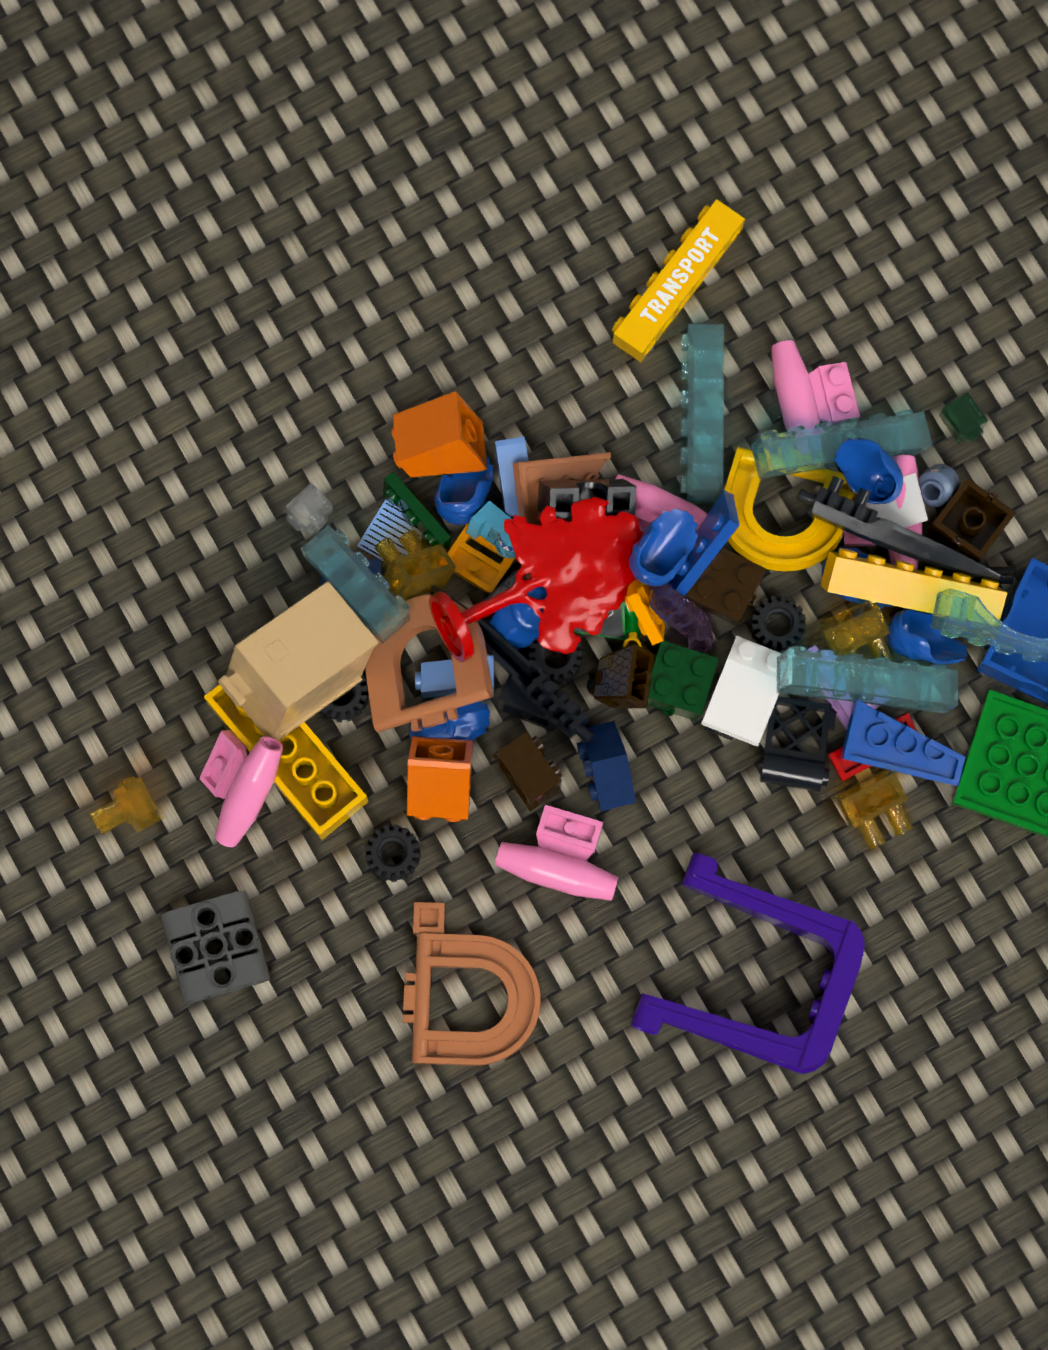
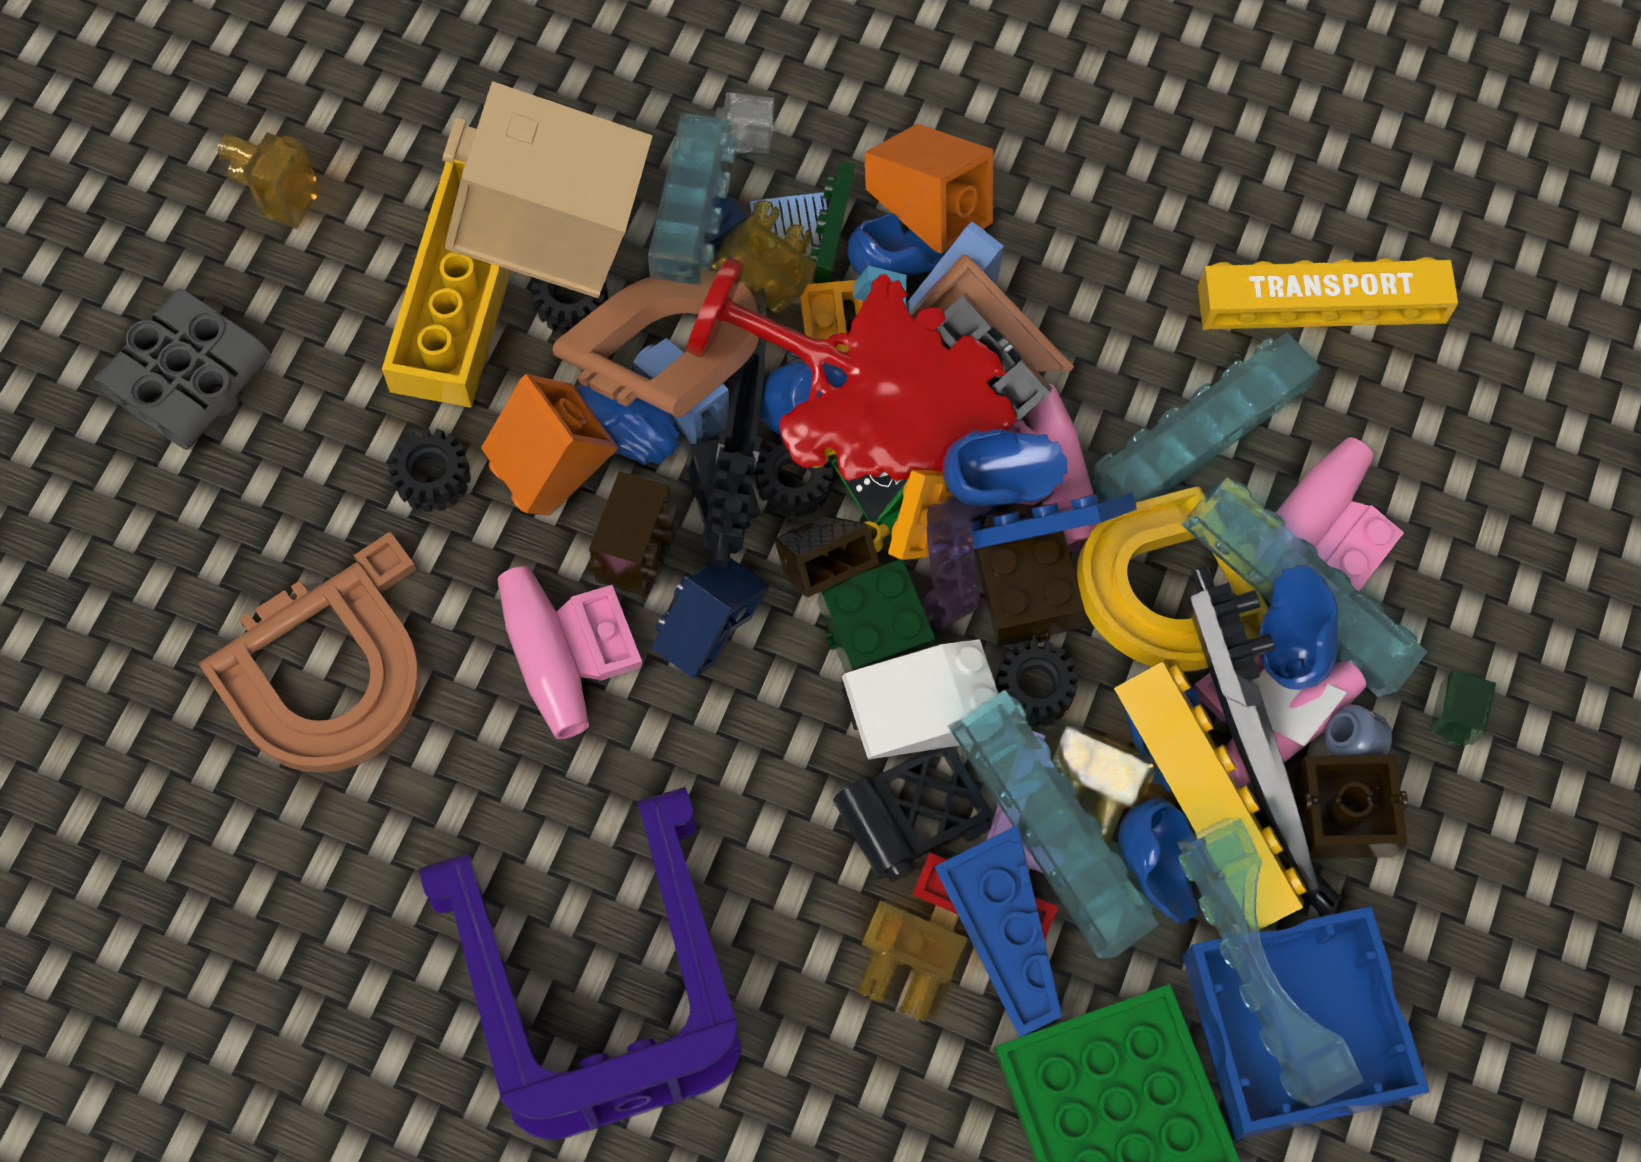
camera: 50 degrees right, 10 degrees down
(240, 781) = (382, 257): bright pink plate -> none

